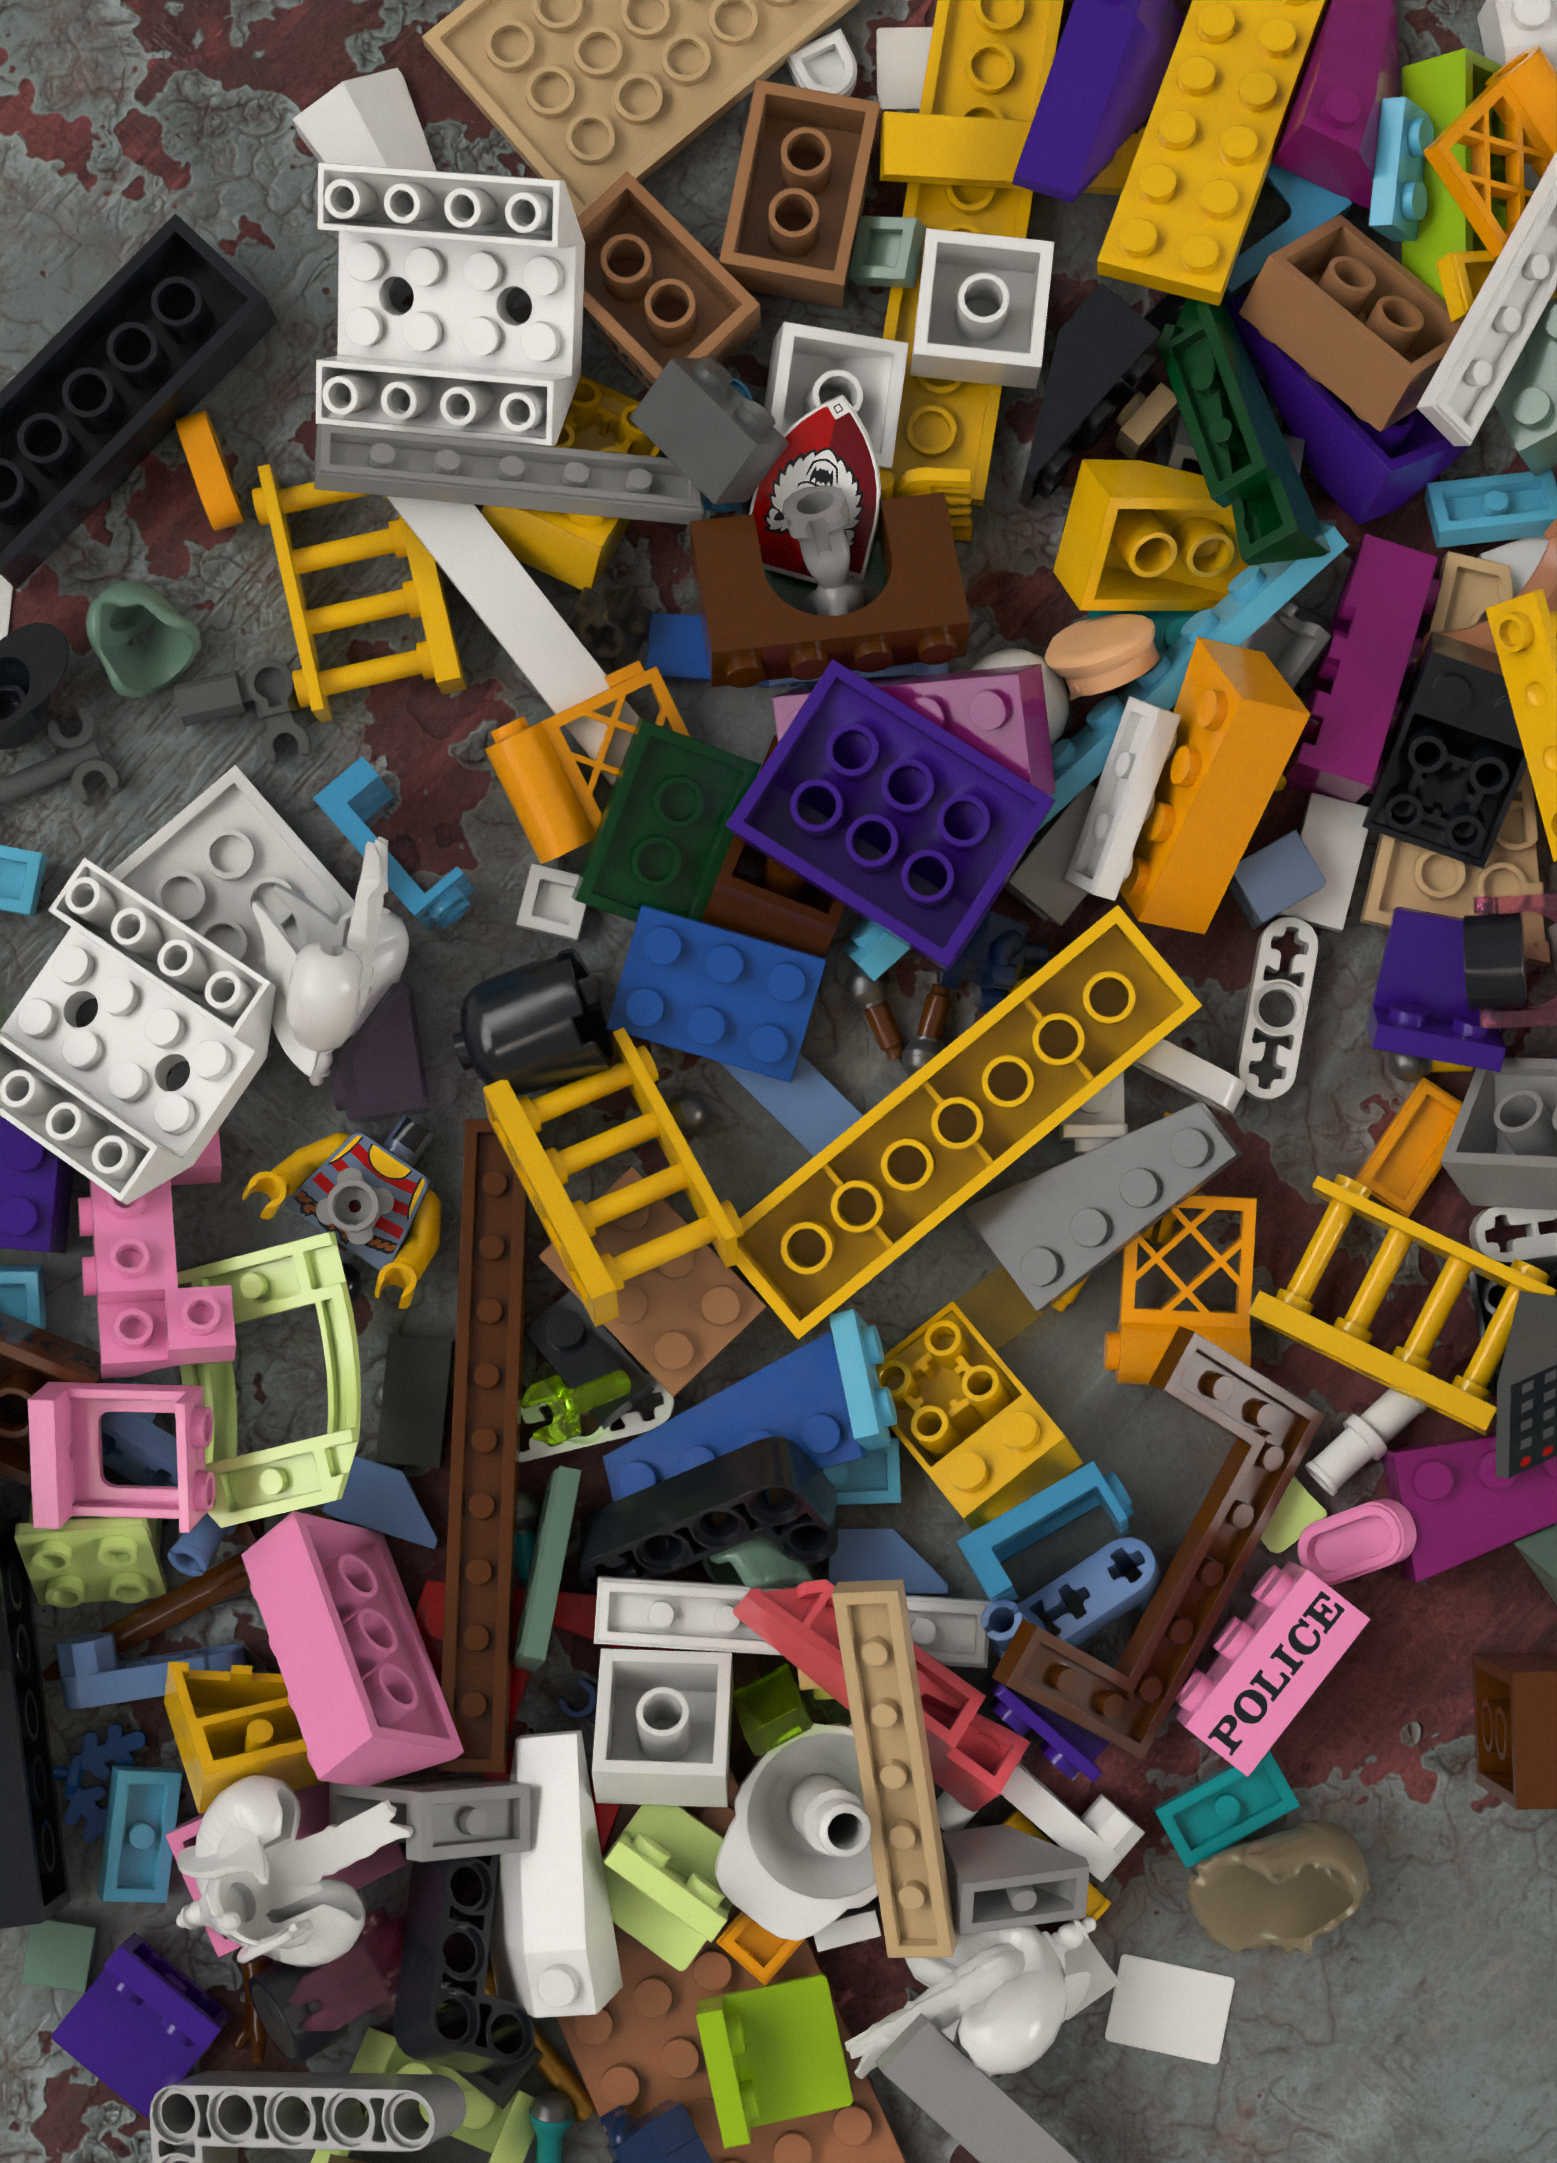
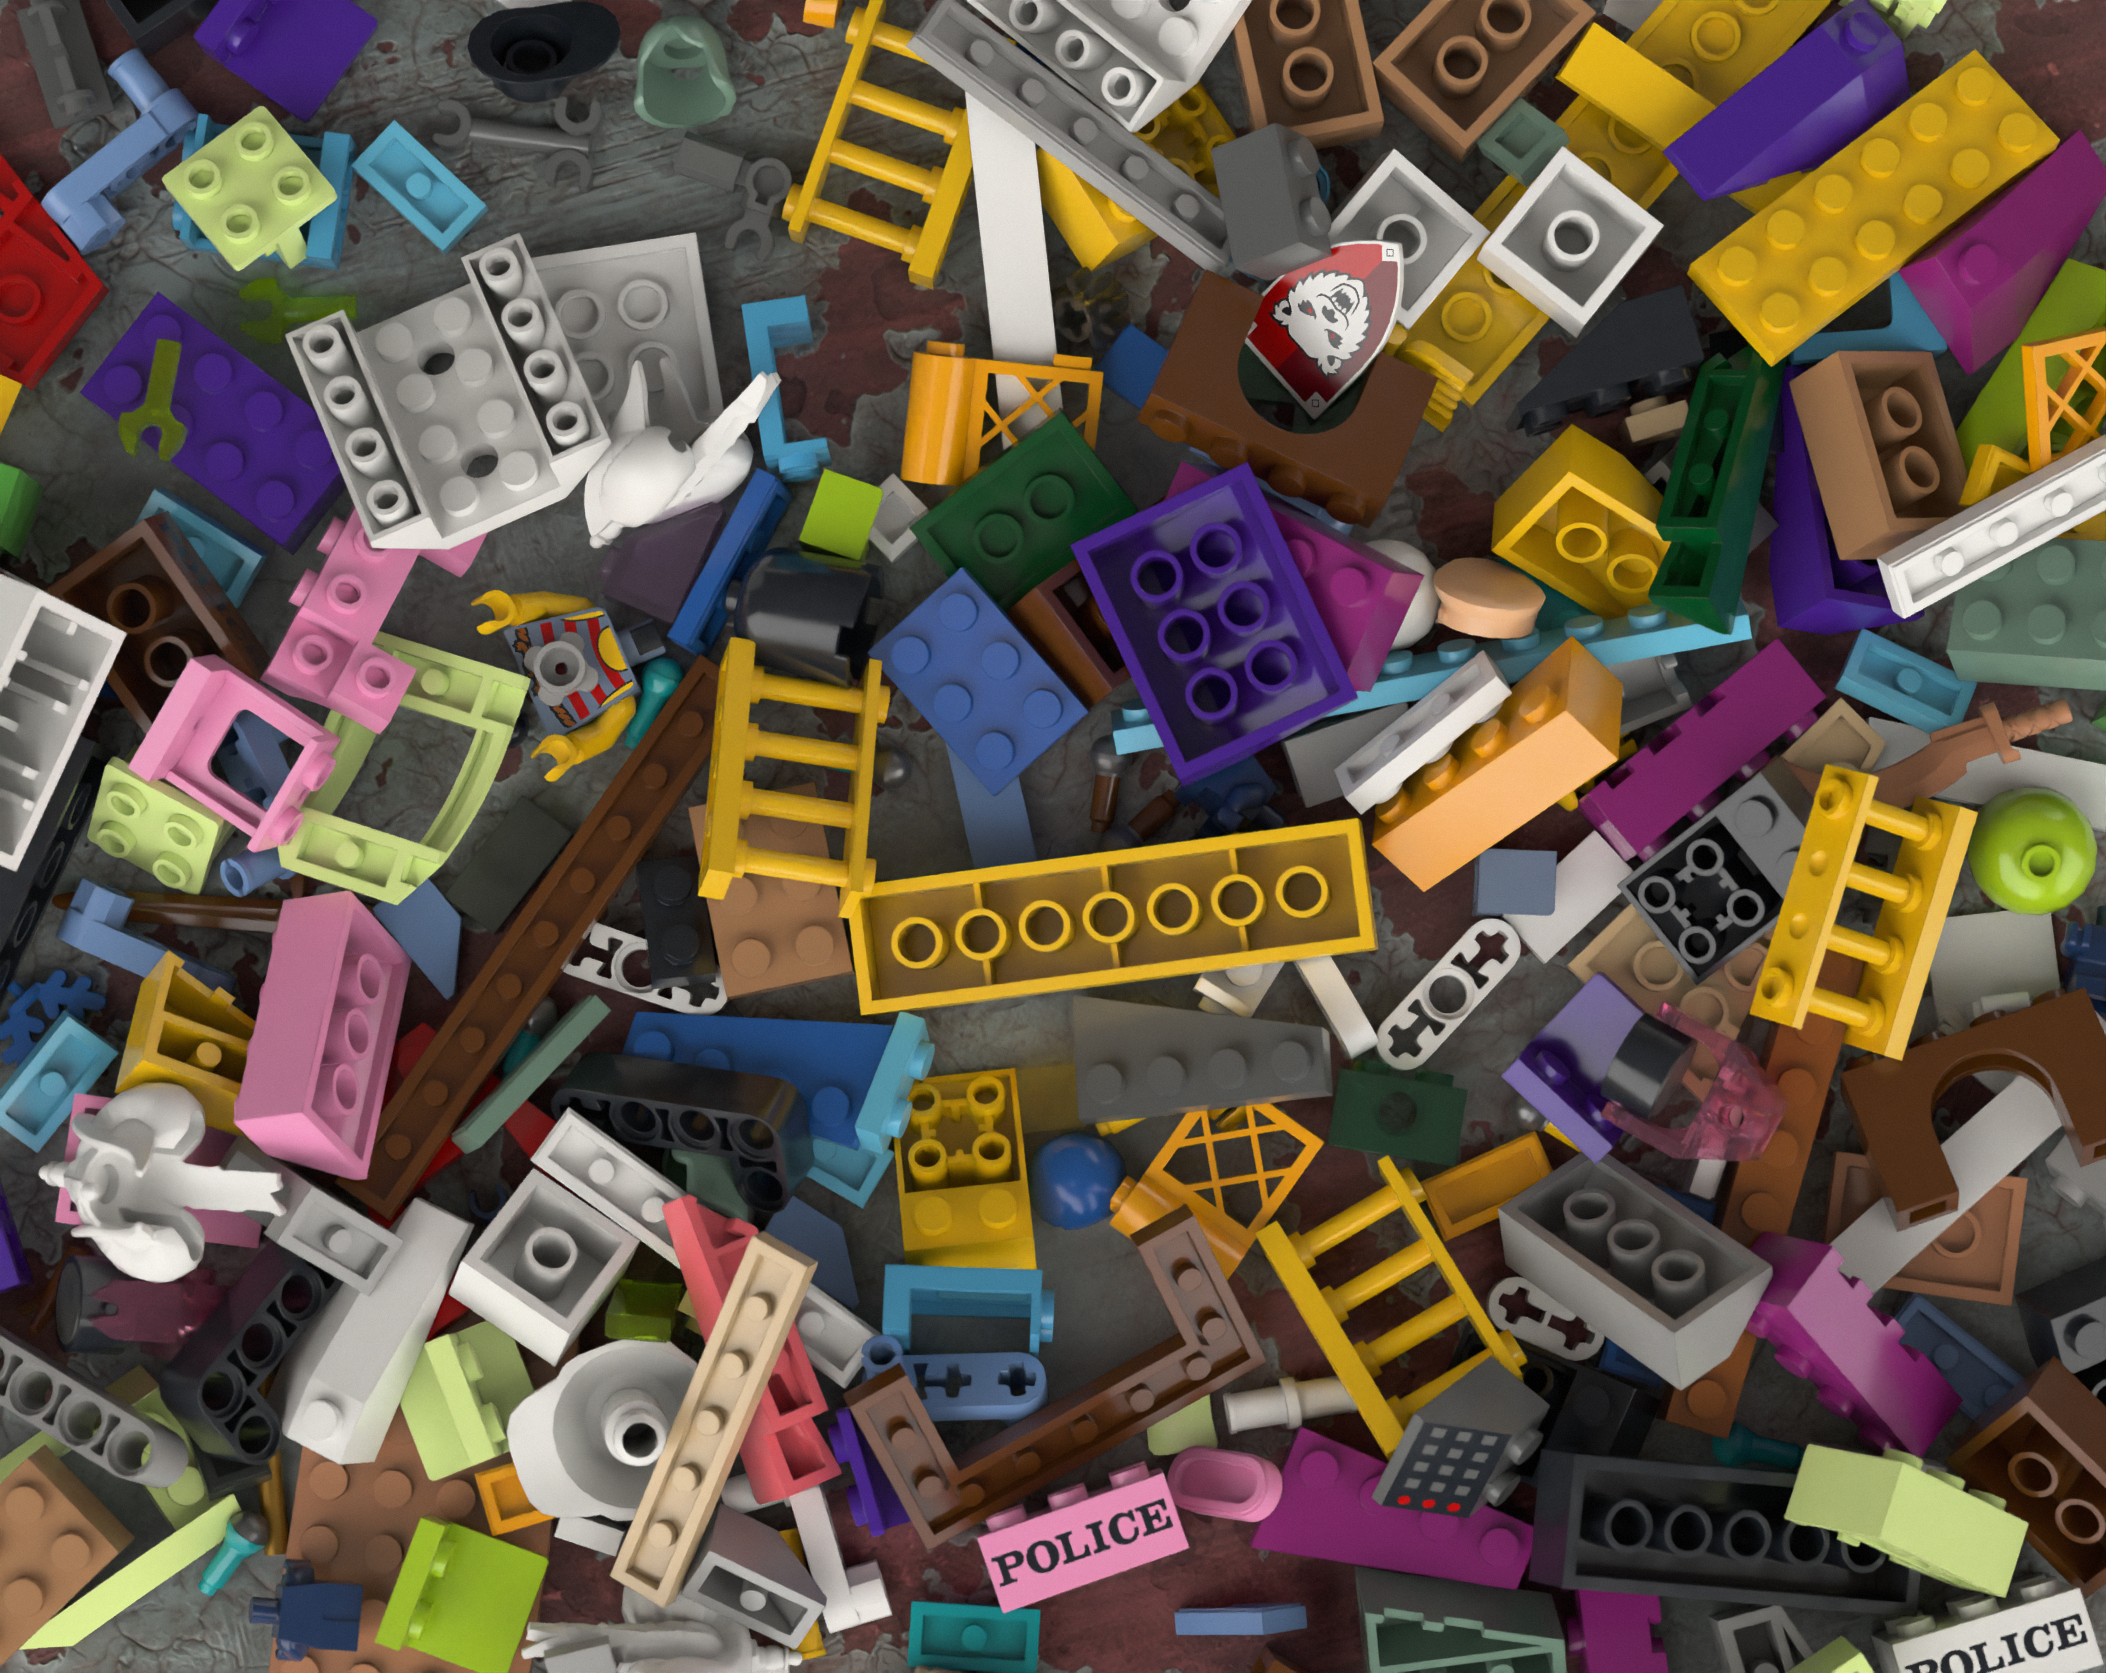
camera: 25 degrees right, 0 degrees up
(440, 1006) = (739, 544): none -> blue tile
(445, 1165) = (659, 681): none -> teal piece
(511, 927) = (841, 517): none -> lime panel
(569, 1404) = (636, 948): clear neon green bar -> none
(818, 521) = (1313, 338): light grey animal -> none
(1064, 1363) = (1074, 1179): none -> blue hair
(1338, 1129) = (1436, 1121): none -> clear green brick
(1398, 184) = (1995, 354): medium azure plate -> none
(1443, 1647) = (1241, 1619): none -> medium blue tile

